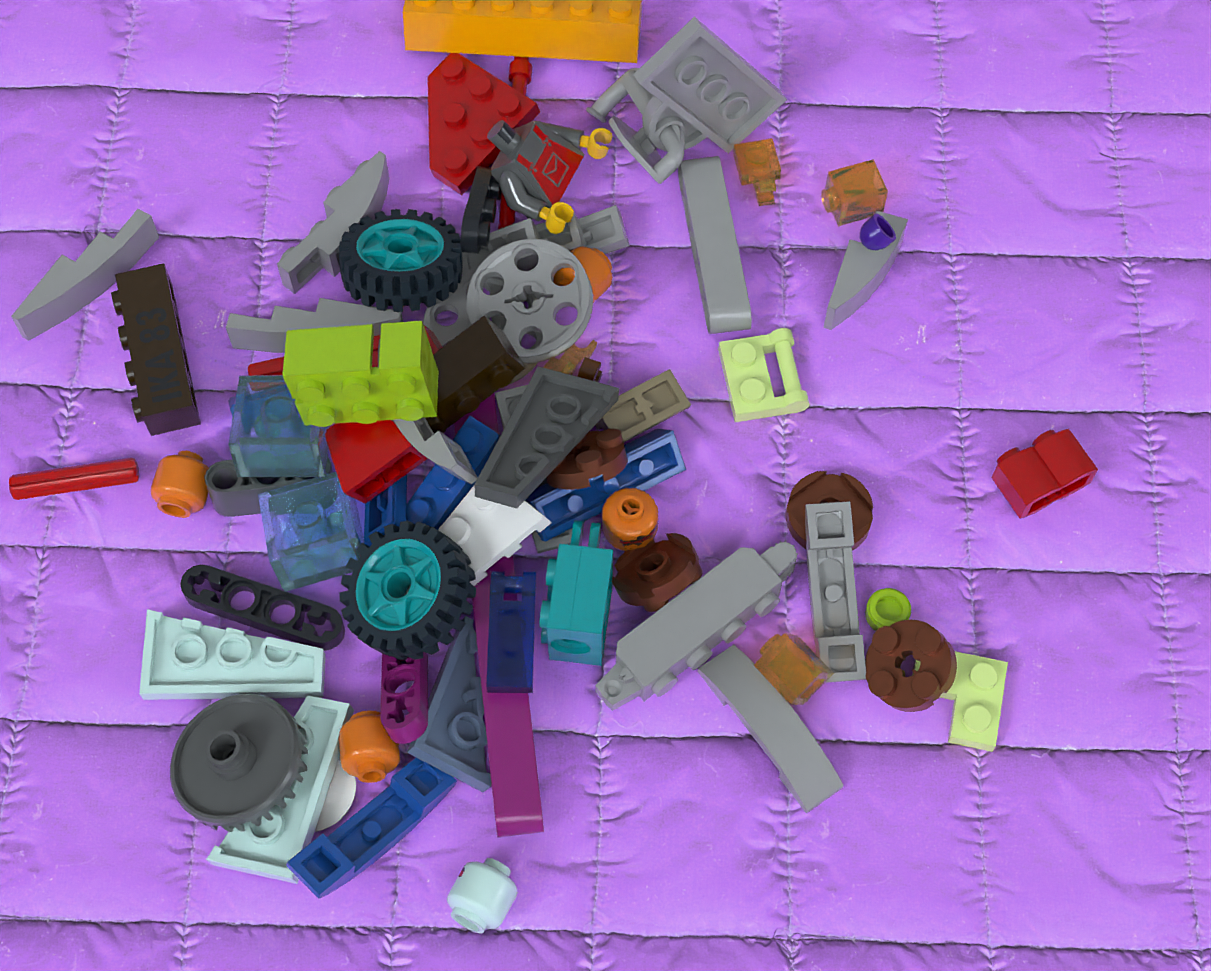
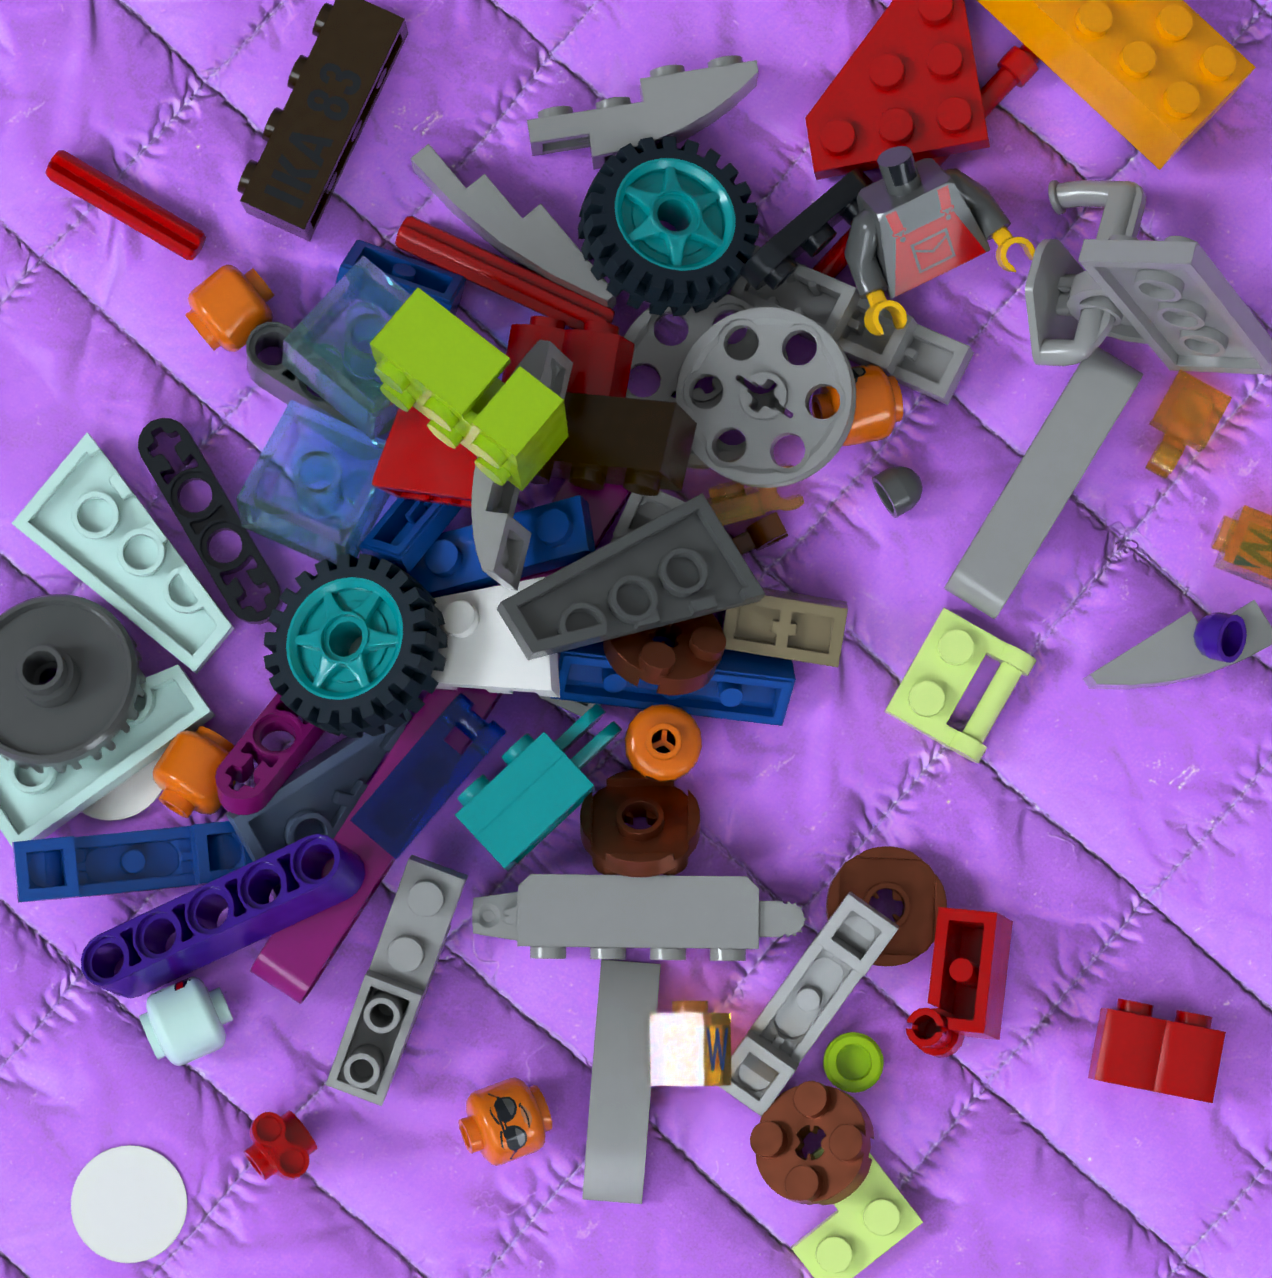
camera: 40 degrees right, 20 degrees up
(456, 832) = (248, 917): none -> dark purple beam
(590, 769) = (397, 980): none -> light grey slope
(602, 920) = (279, 1146): none -> red plate
(640, 305) = (898, 489): none -> dark grey hinge
(724, 797) = (505, 1121): none -> orange head
(911, 511) = (964, 981): none -> red hinge

